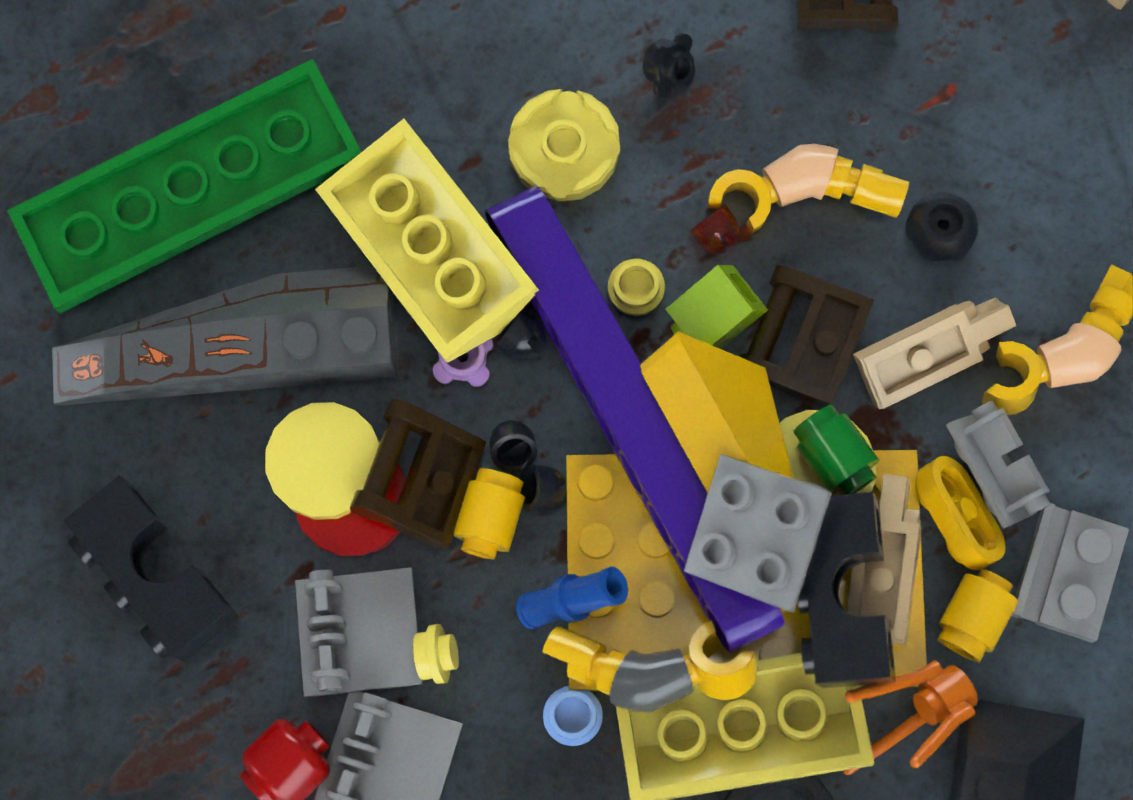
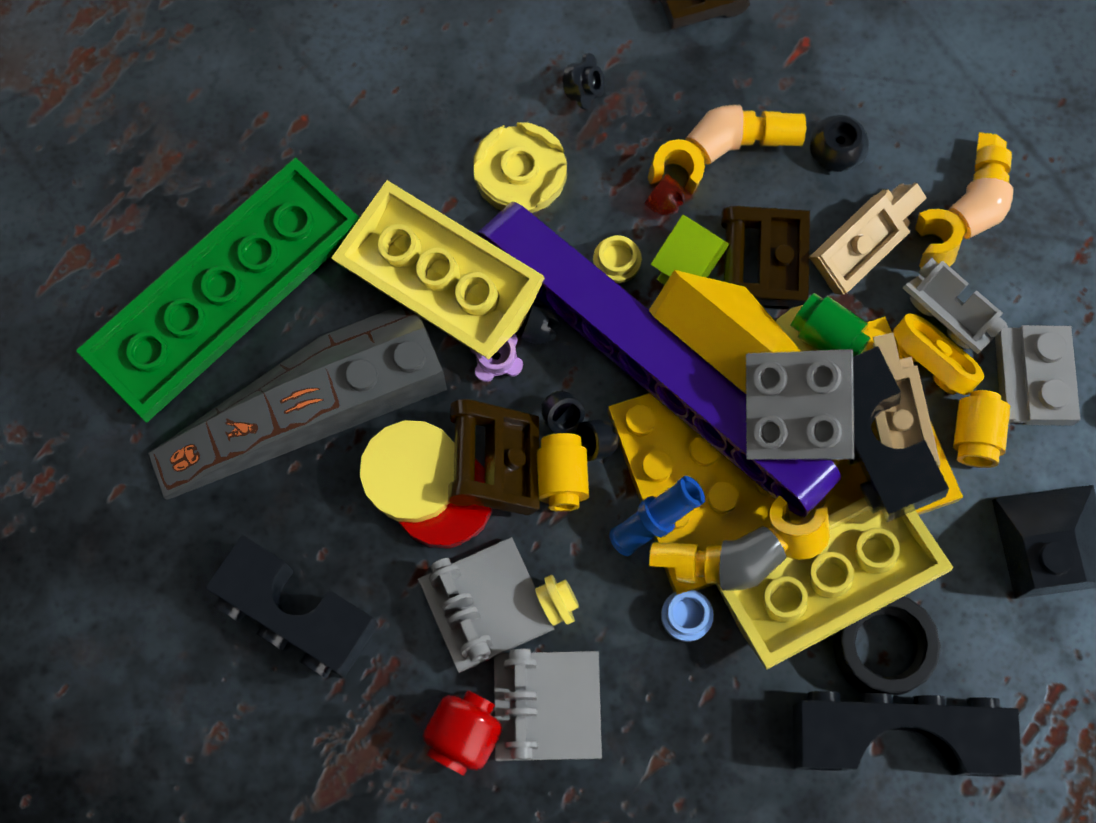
camera: 25 degrees left, 5 degrees down
(942, 698) = (980, 502): orange plant -> none

